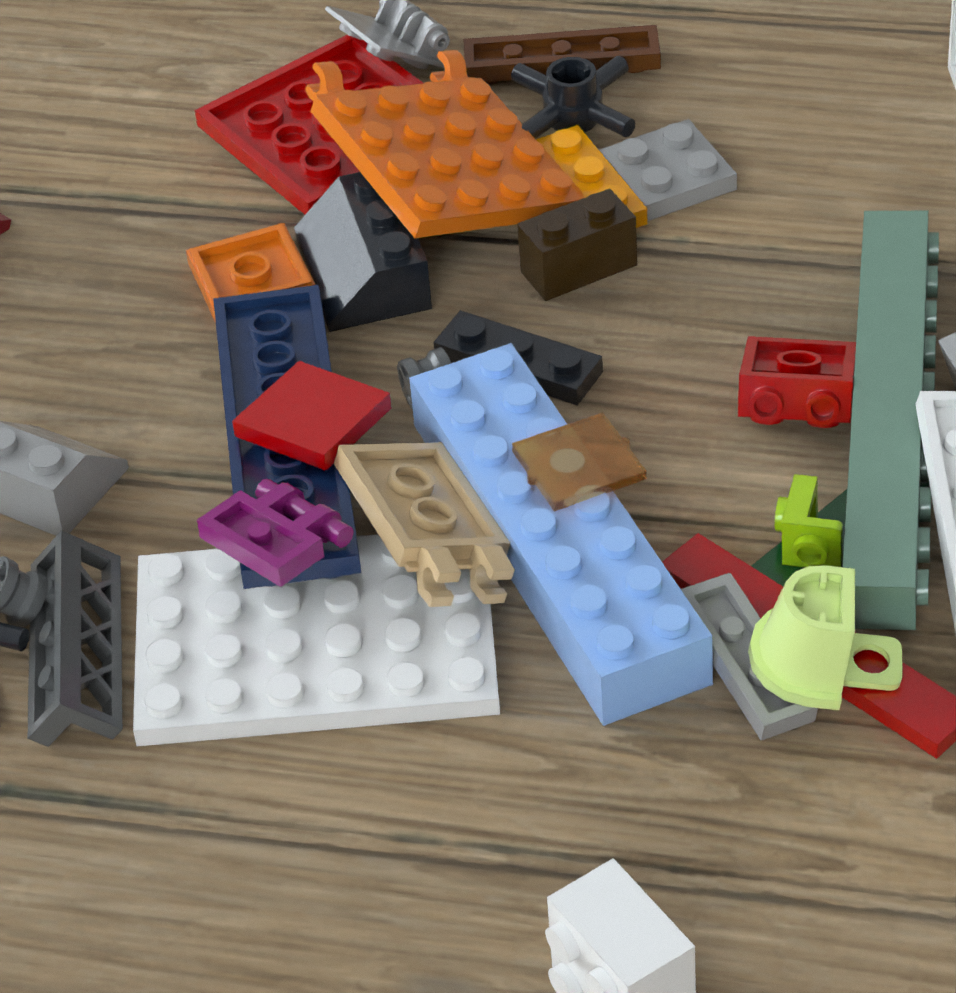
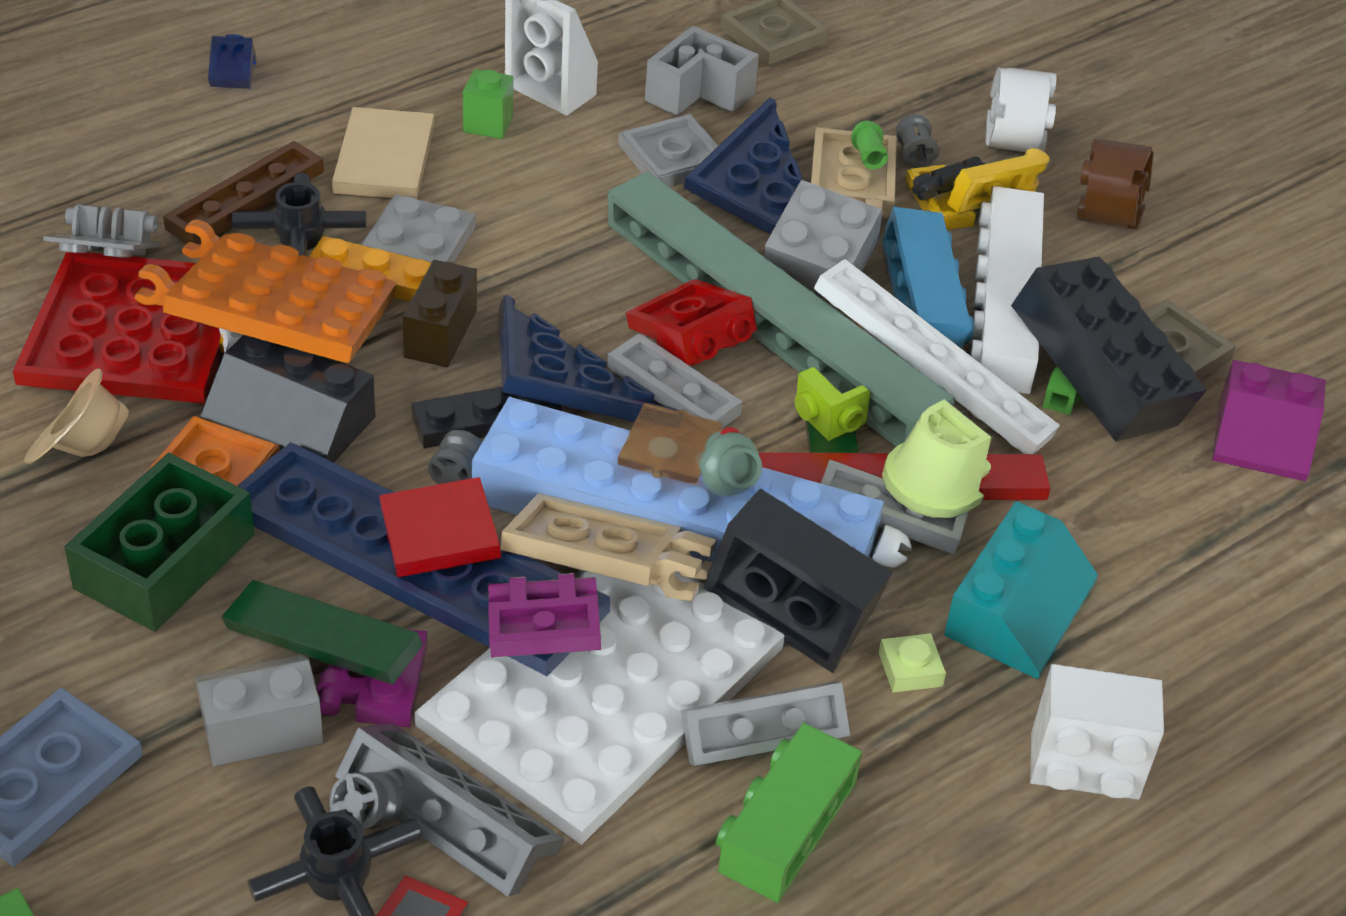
camera: 55 degrees left, 0 degrees up
(121, 303) = (160, 541): none -> dark green brick
(141, 447) = (323, 631): none -> dark green tile
(160, 520) = (374, 699): none -> magenta plate
(196, 181) = (85, 424): none -> tan piece
(300, 834) = (787, 811): none -> bright green brick
(379, 754) = (762, 721): none -> light grey plate
(535, 642) = (796, 578): none -> black slope
(584, 501) = (730, 463): none -> sand green animal
(585, 802) = (912, 663): none -> yellowish green plate
(619, 357) = (550, 370): none -> dark blue tile
(701, 689) = (888, 544): none -> white hinge
(706, 428) = (673, 381): none -> light grey plate
(736, 77) = (383, 153): none -> tan tile
(765, 809) = (1022, 591): none -> teal slope
(880, 74) = (488, 103): none -> bright green brick

